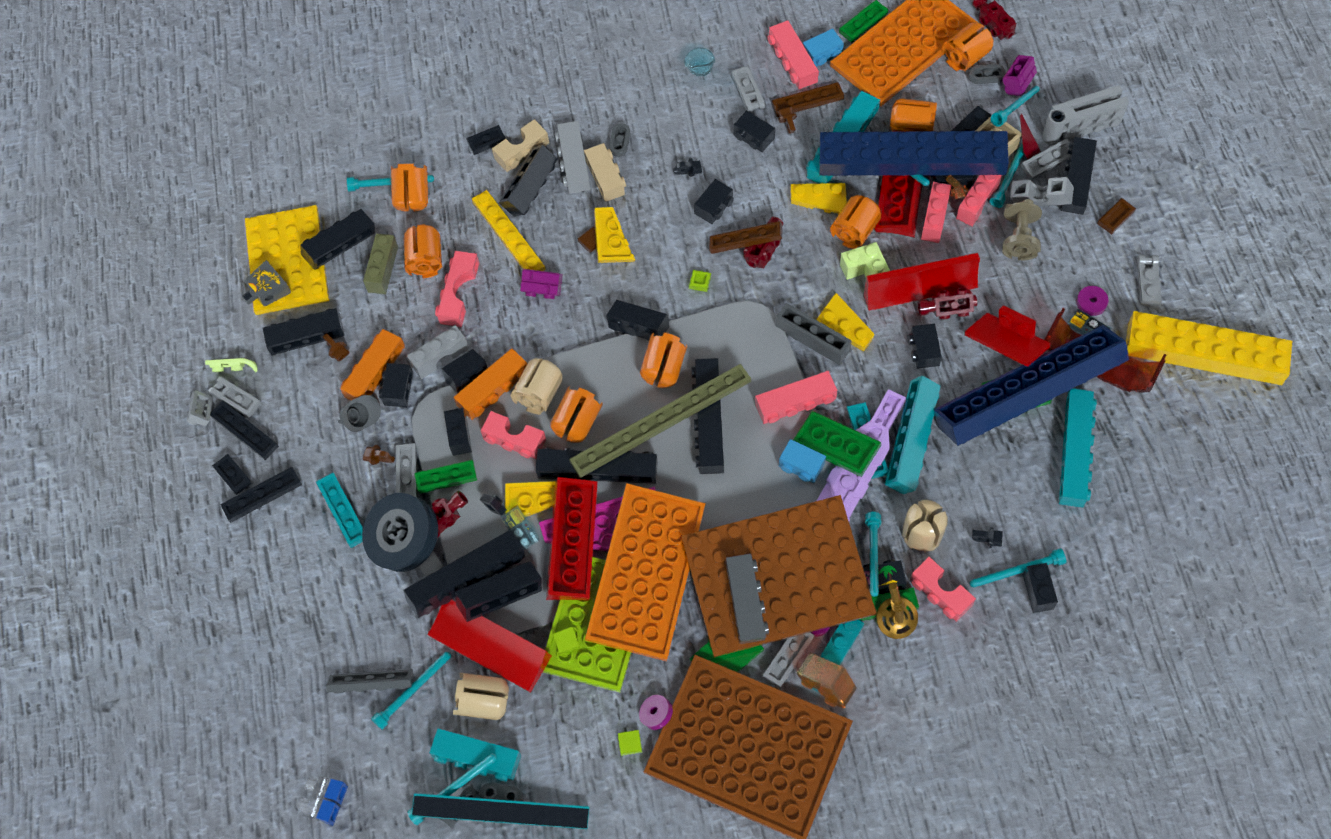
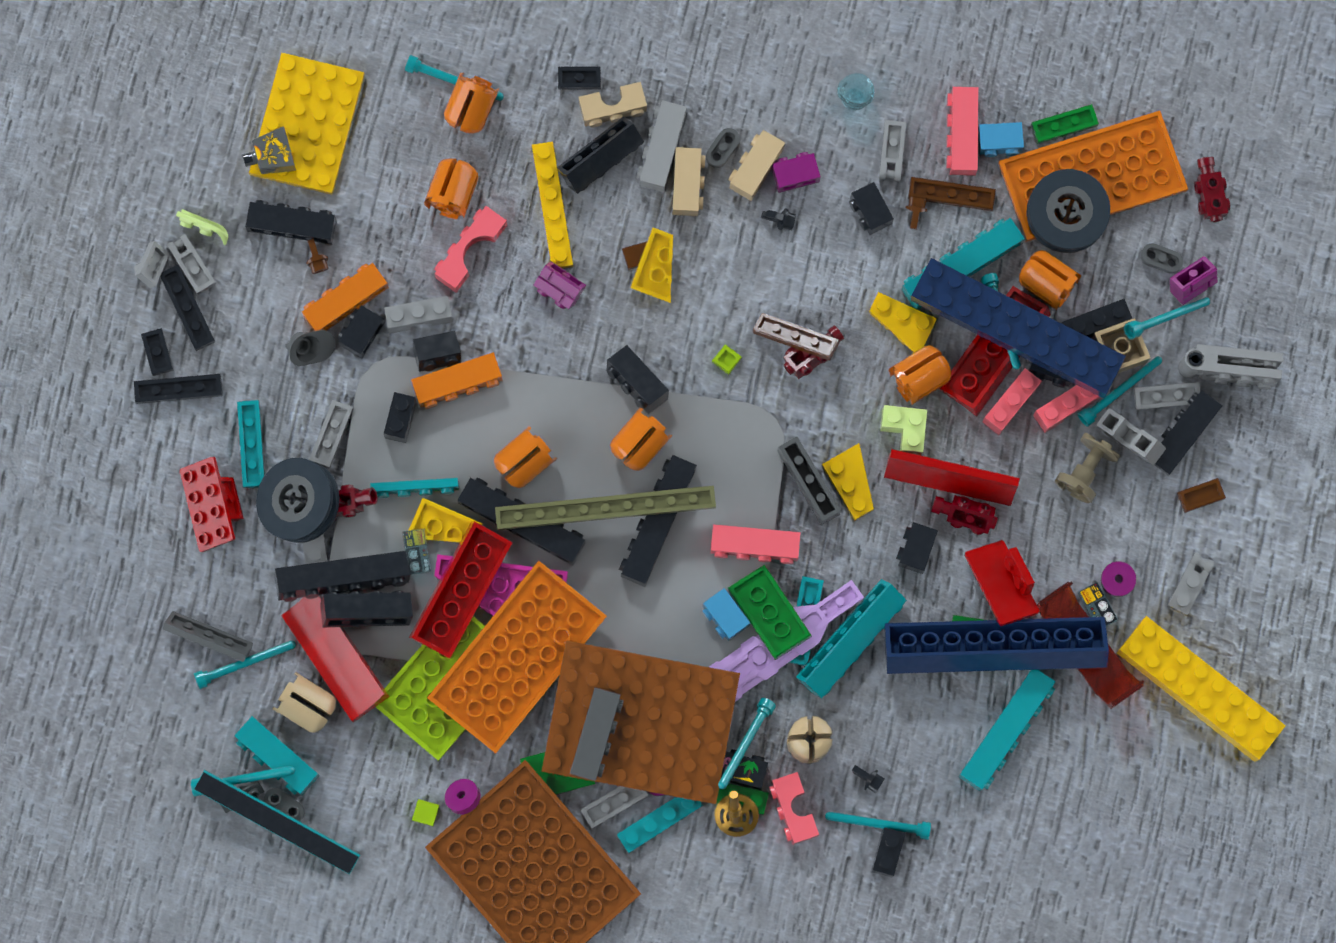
camera: 15 degrees right, 15 degrees up
(322, 789) = (111, 737): hips -> none
(326, 571) = (211, 503): none -> bracket
(337, 239) = (368, 130): black brick -> none
(375, 455) = (307, 398): reddish brown piece -> none
(380, 264) = (402, 180): olive brick -> none
(445, 476) = (367, 460): green plate -> none
(493, 503) = (401, 513): black plate -> none
(500, 476) = (424, 487): none -> teal plate
(526, 443) = (464, 463): coral arch -> none
(537, 385) = (501, 406): tan cylinder -> none
(566, 640) = (409, 688): lime tile -> none
(651, 139) = (756, 164): none -> tan brick
(684, 132) = (795, 172): none -> magenta brick
(713, 201) = (786, 274): black brick -> none
(828, 679) = (638, 849): clear orange brick -> none
(917, 68) = (1092, 218): none -> black wheel
(958, 190) = (1046, 392): clear orange plate -> none
(968, 46) = (1160, 227): orange cylinder -> none
(1029, 143) = (1155, 369): dark red sticker -> none

